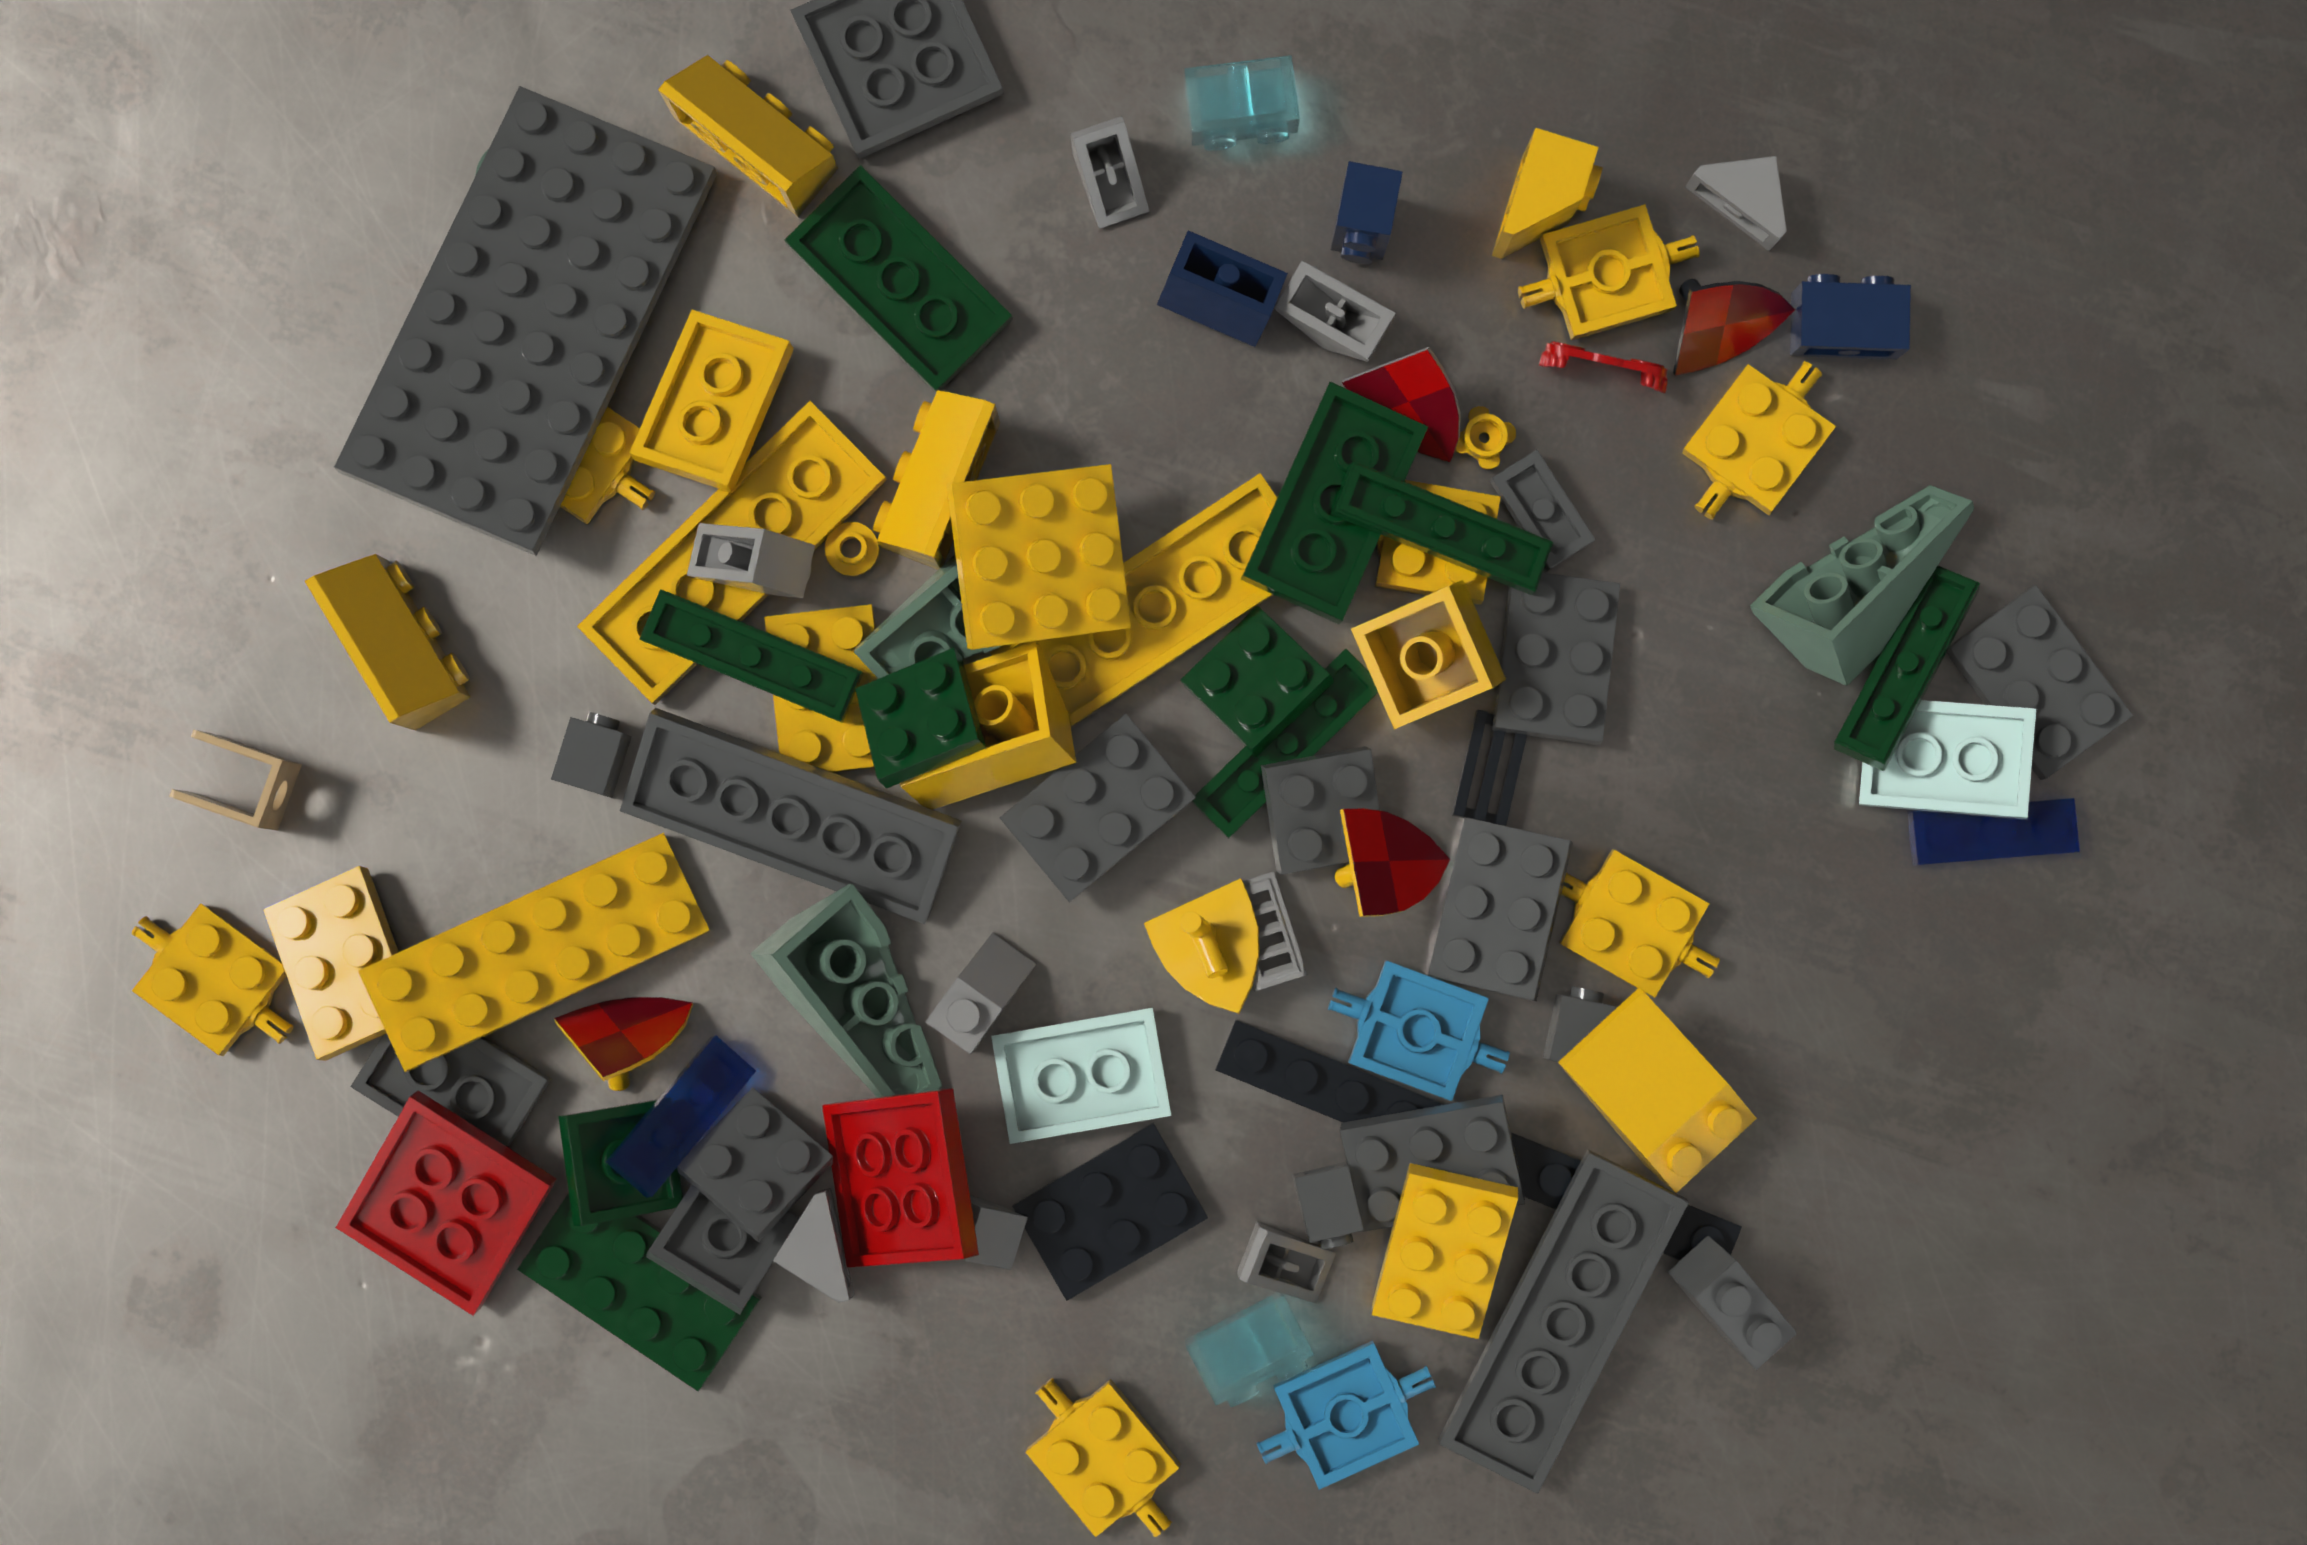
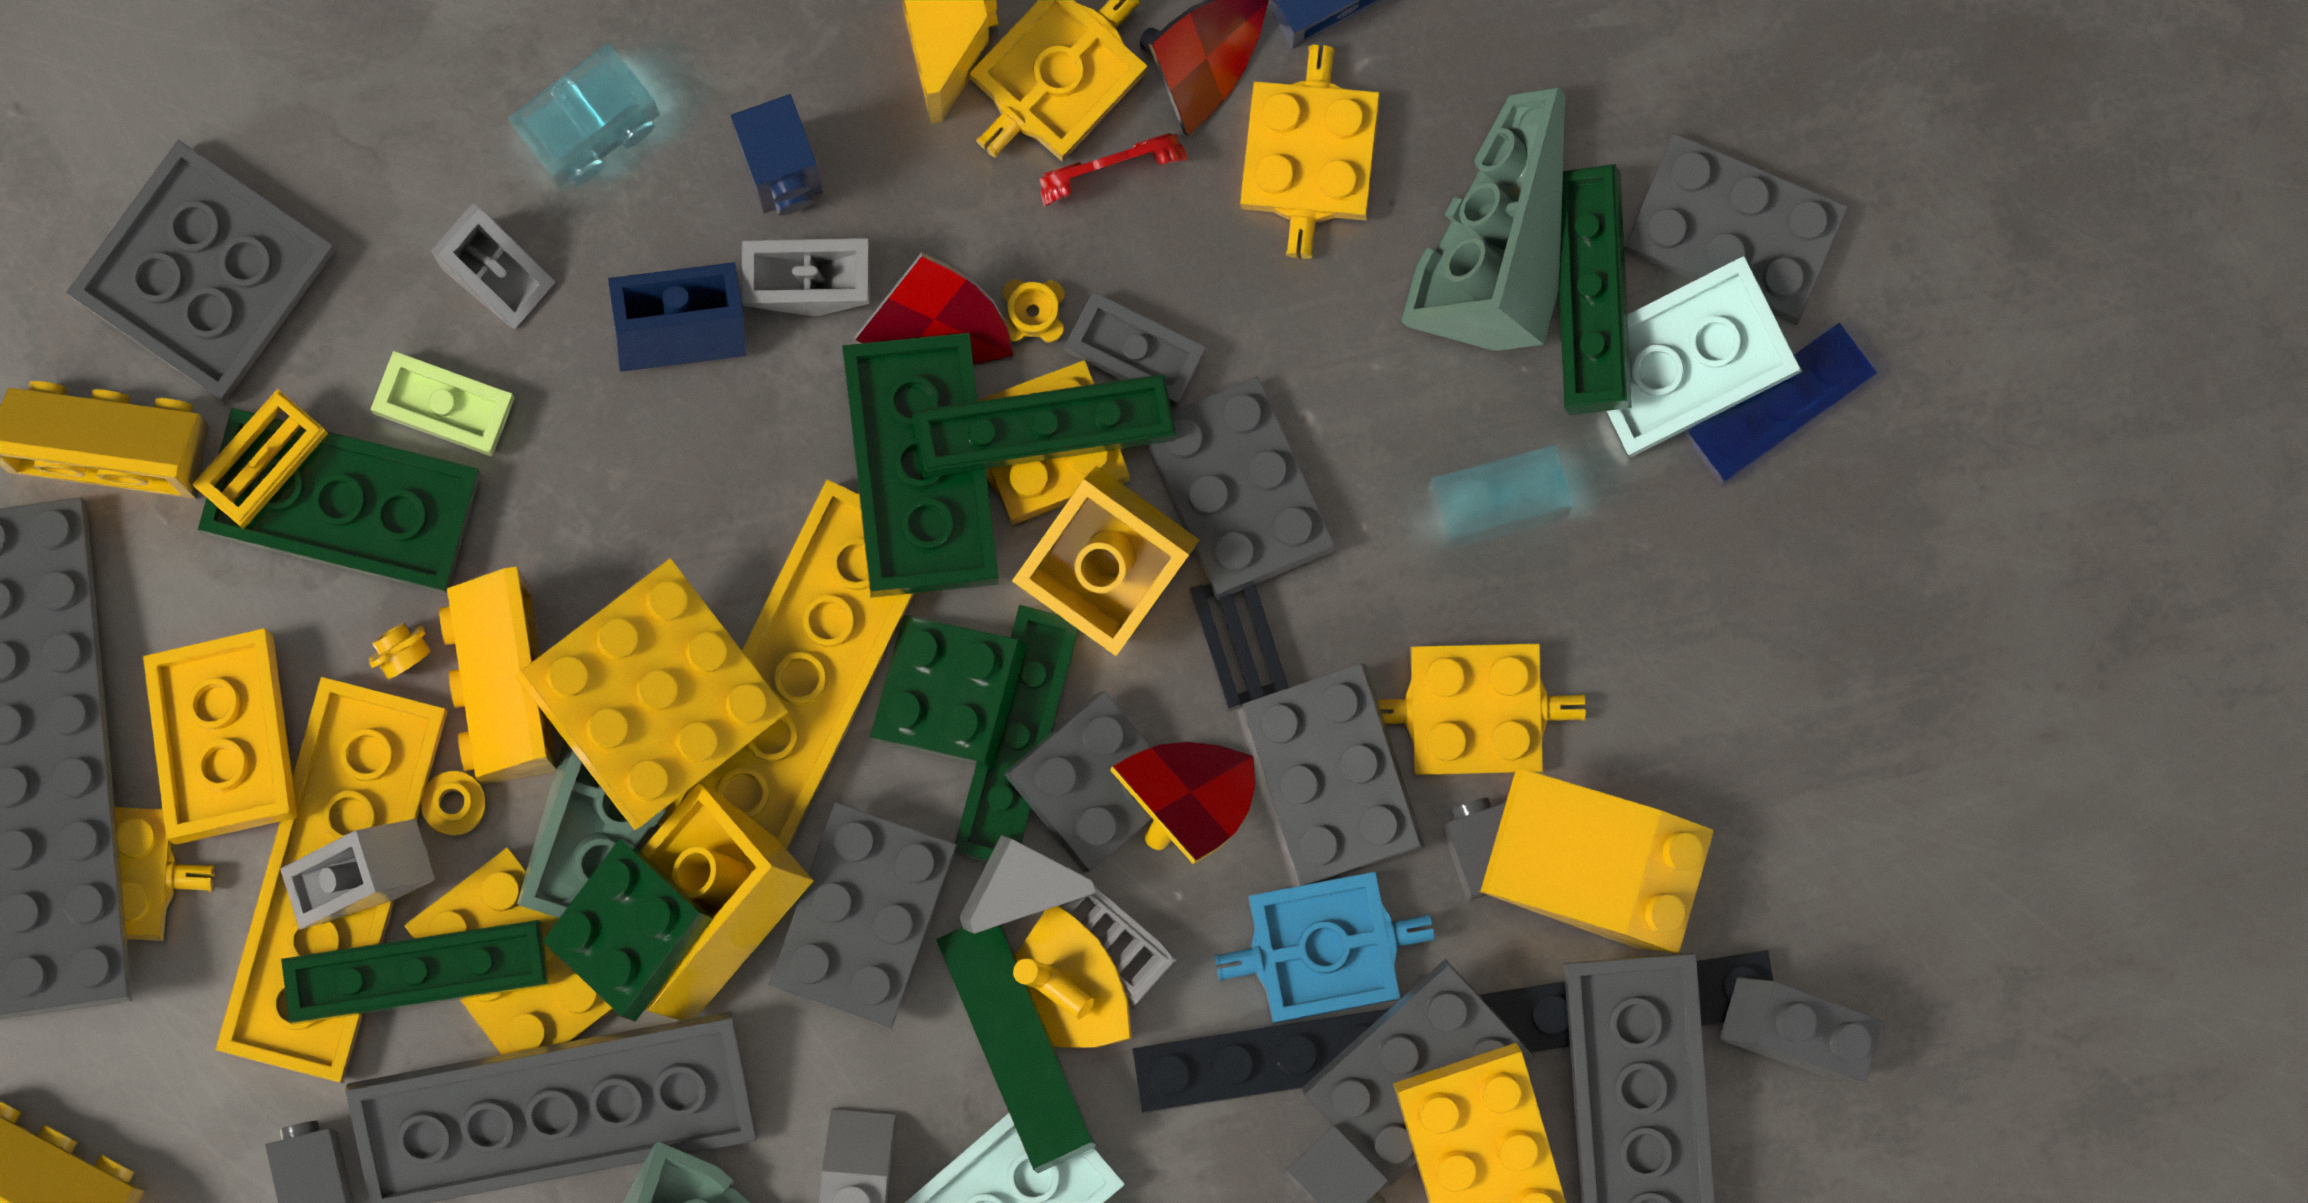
camera: 35 degrees left, 5 degrees down
(864, 234) = (278, 475): none -> yellow tile
(878, 414) = (399, 649): none -> yellow plate
(1014, 252) = (442, 403): none -> yellowish green plate
(1153, 967) = (1016, 1046): none -> dark green tile
(1223, 855) = (1018, 885): none -> light grey slope
(1745, 779) = (1500, 497): none -> clear light blue brick

